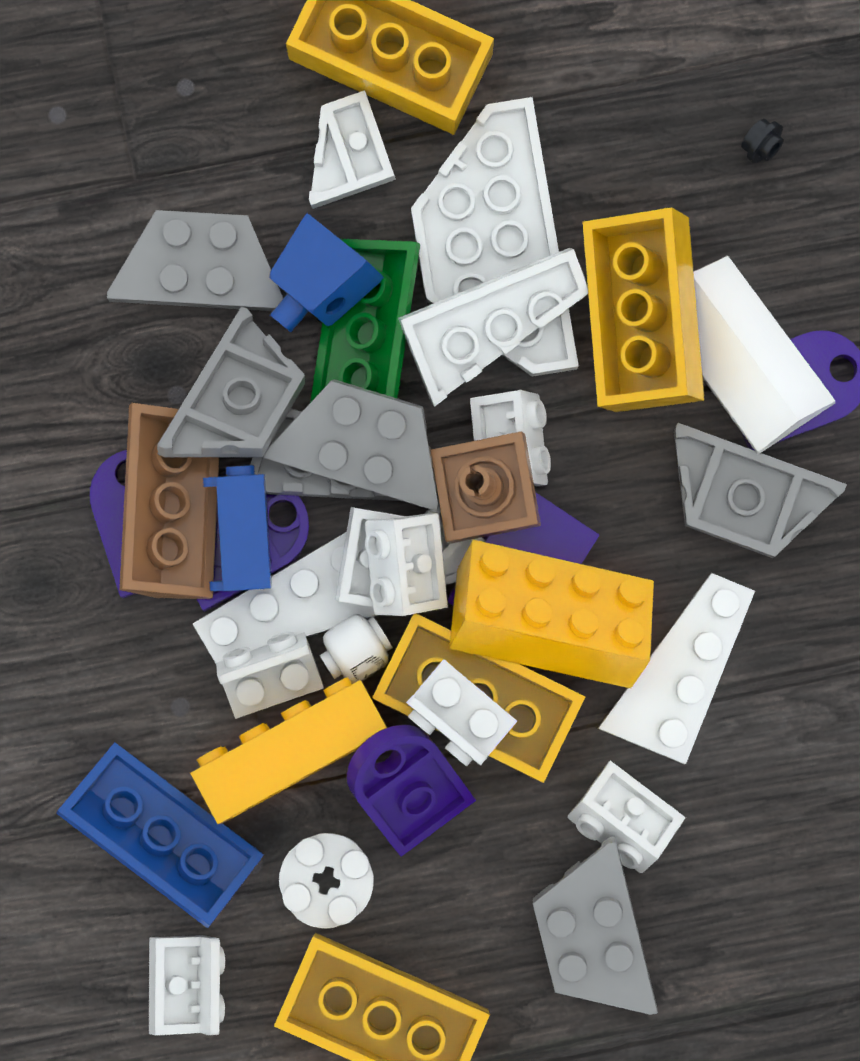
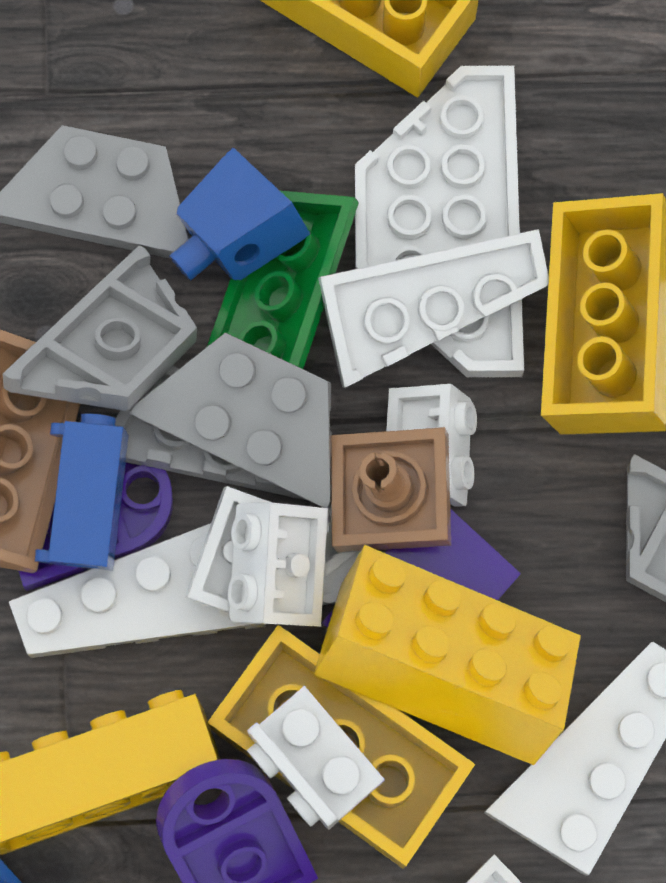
camera: 10 degrees right, 10 degrees down
(269, 673) = (88, 677): white bracket -> none
(348, 151) = (294, 96): white wing -> none
(355, 648) = (200, 661): white head -> none

